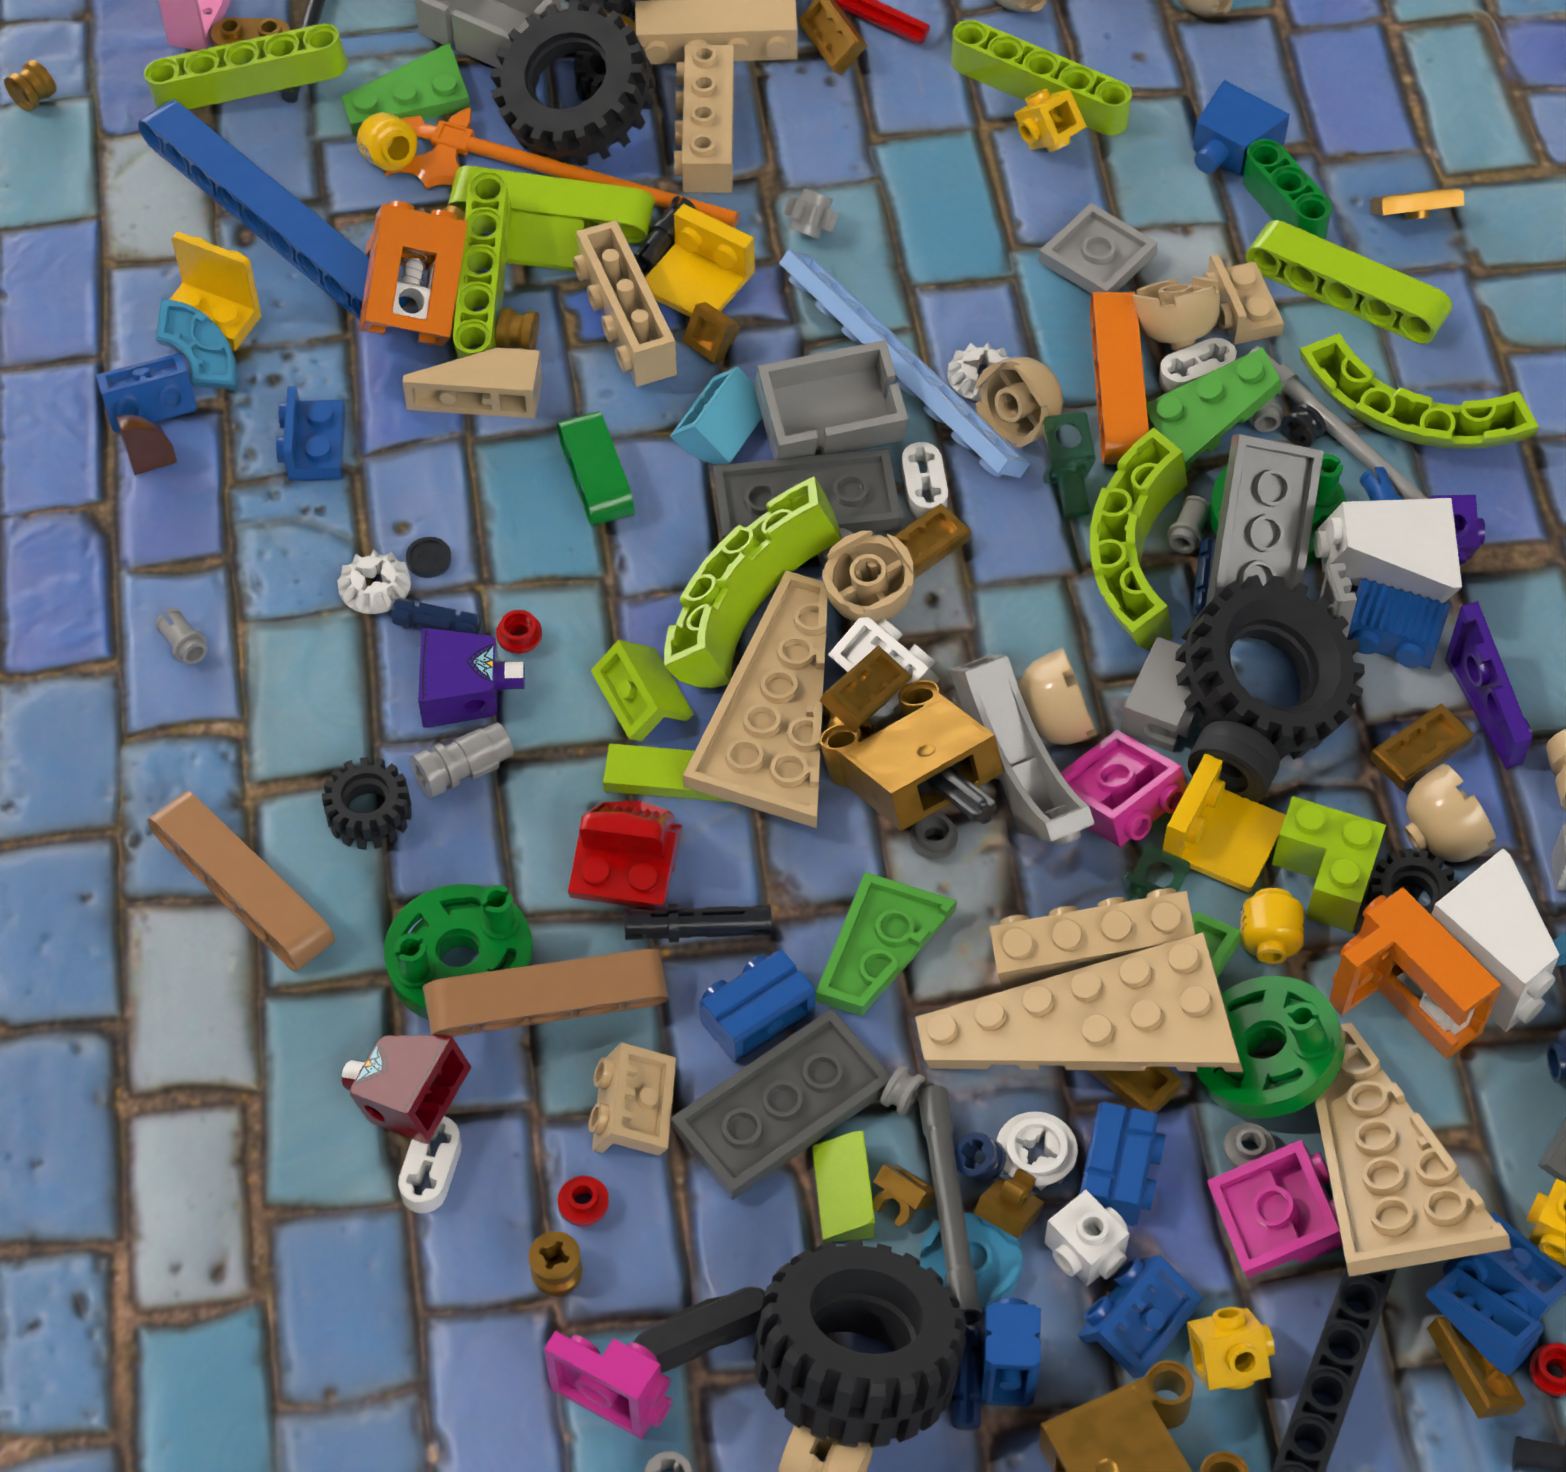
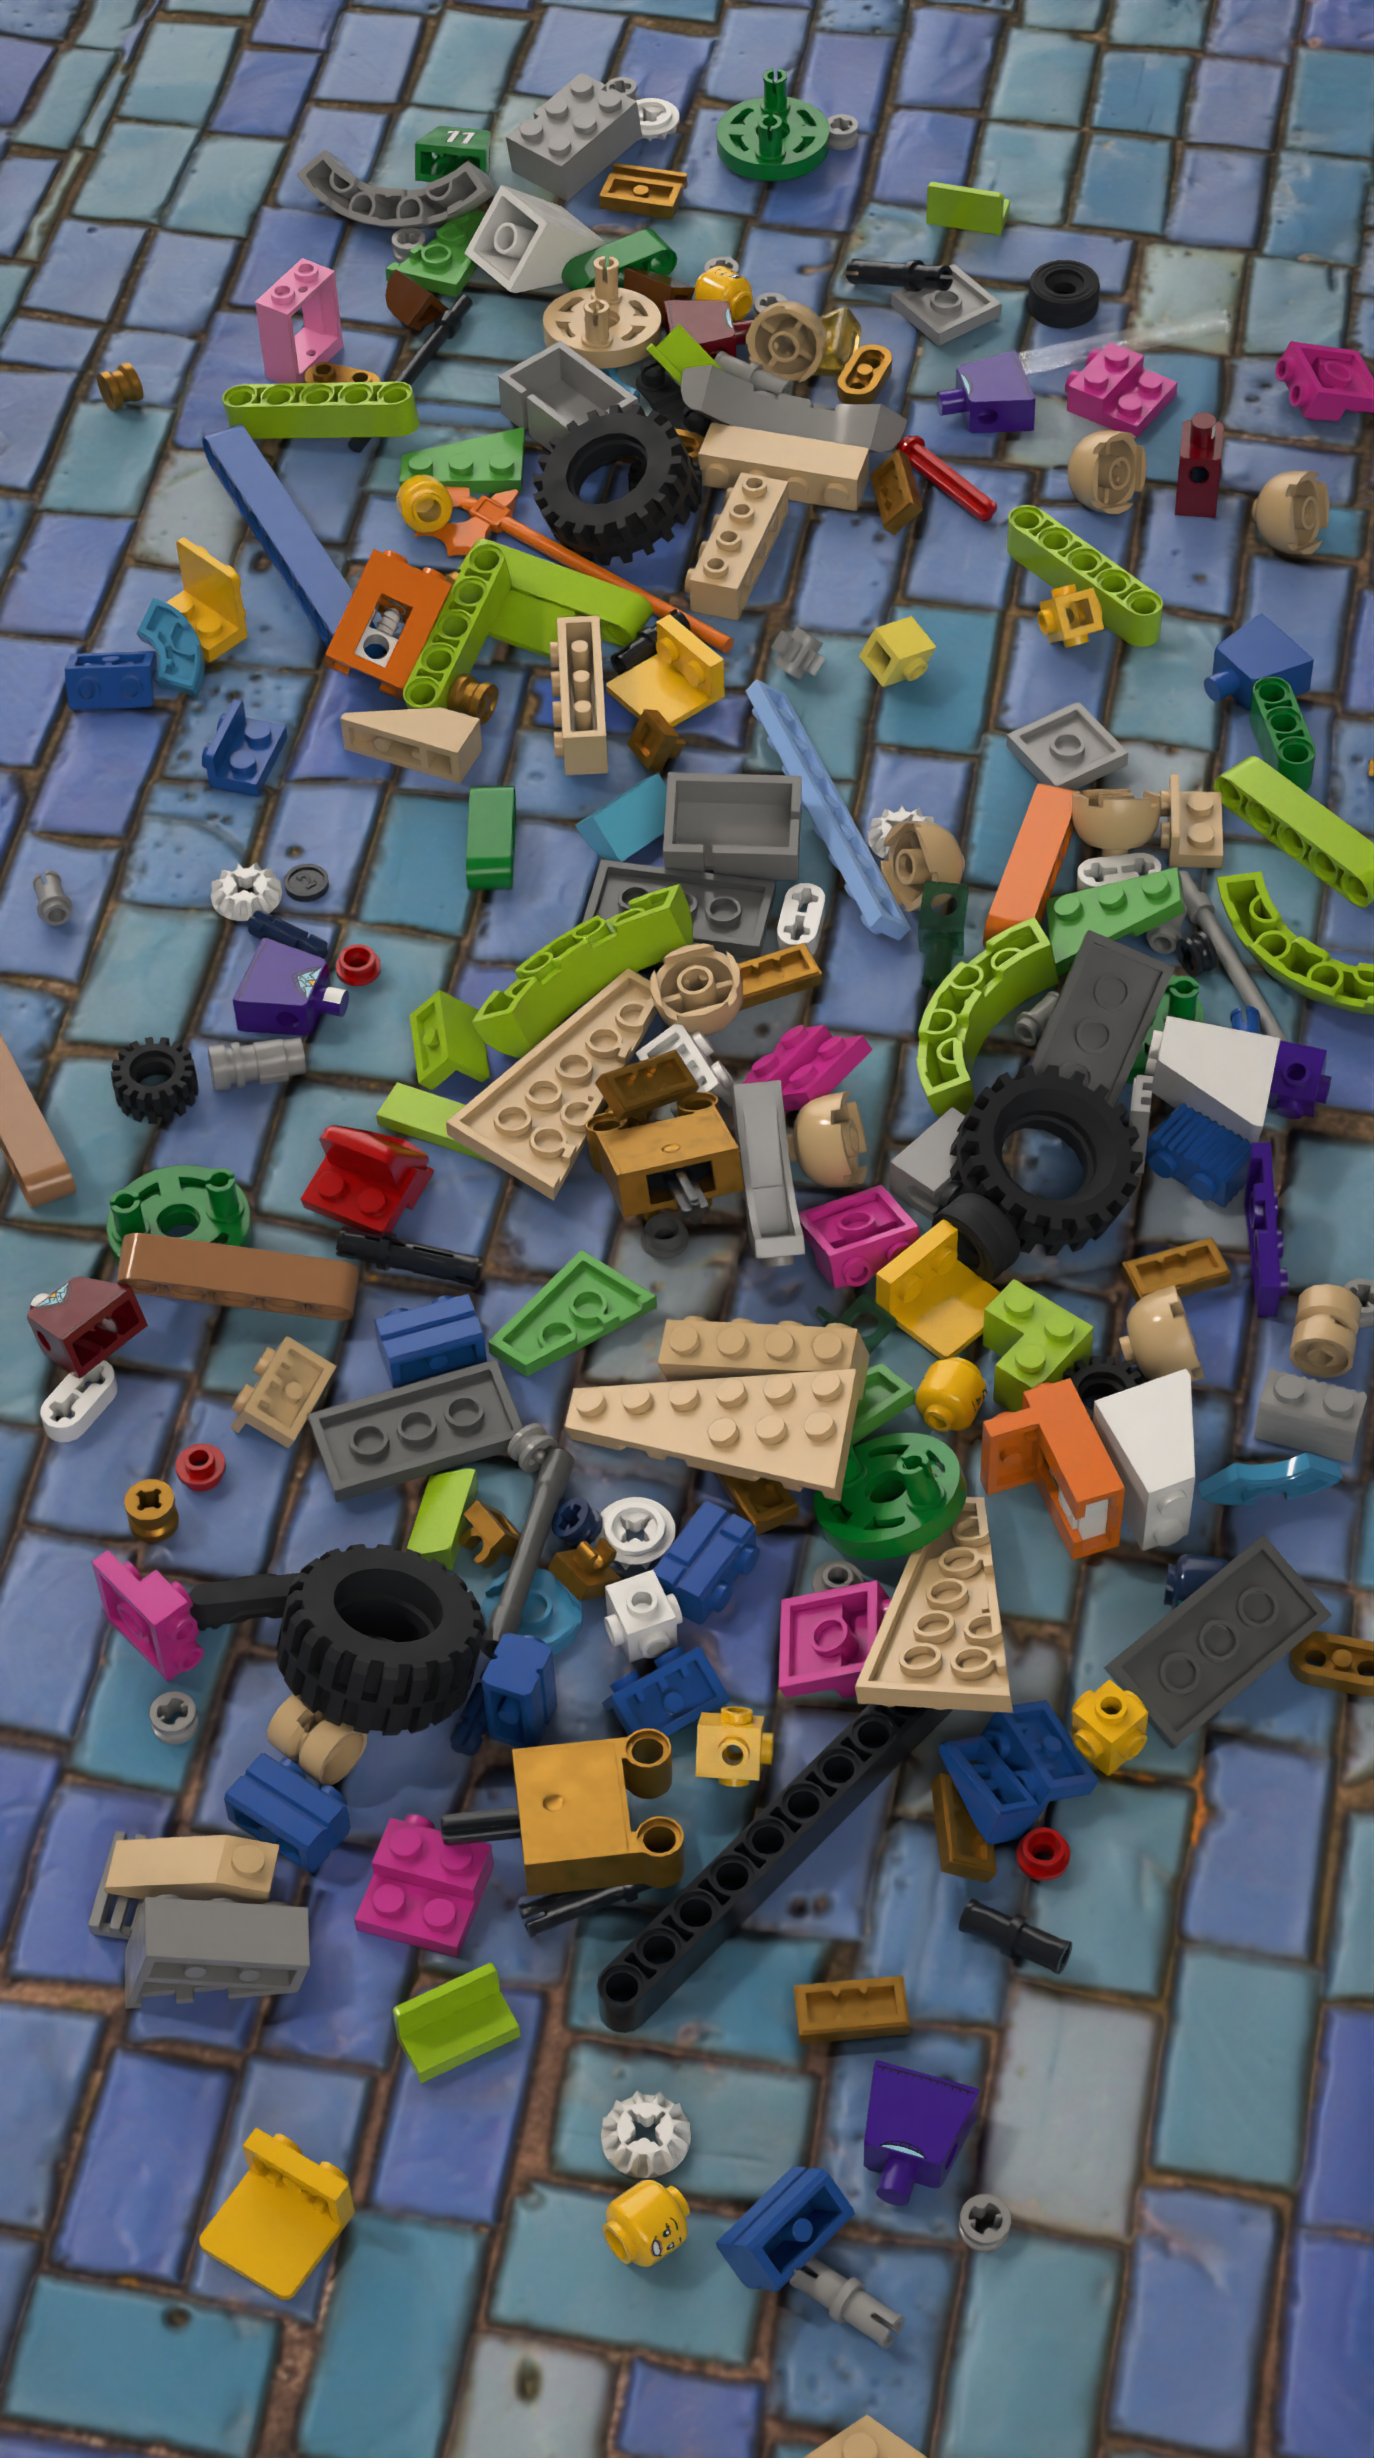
camera: 20 degrees right, 5 degrees down
(145, 443) = (87, 722): reddish brown brick -> none
(906, 192) = (897, 652): none -> light yellow brick
(1004, 625) = (809, 1063): none -> dark pink plate

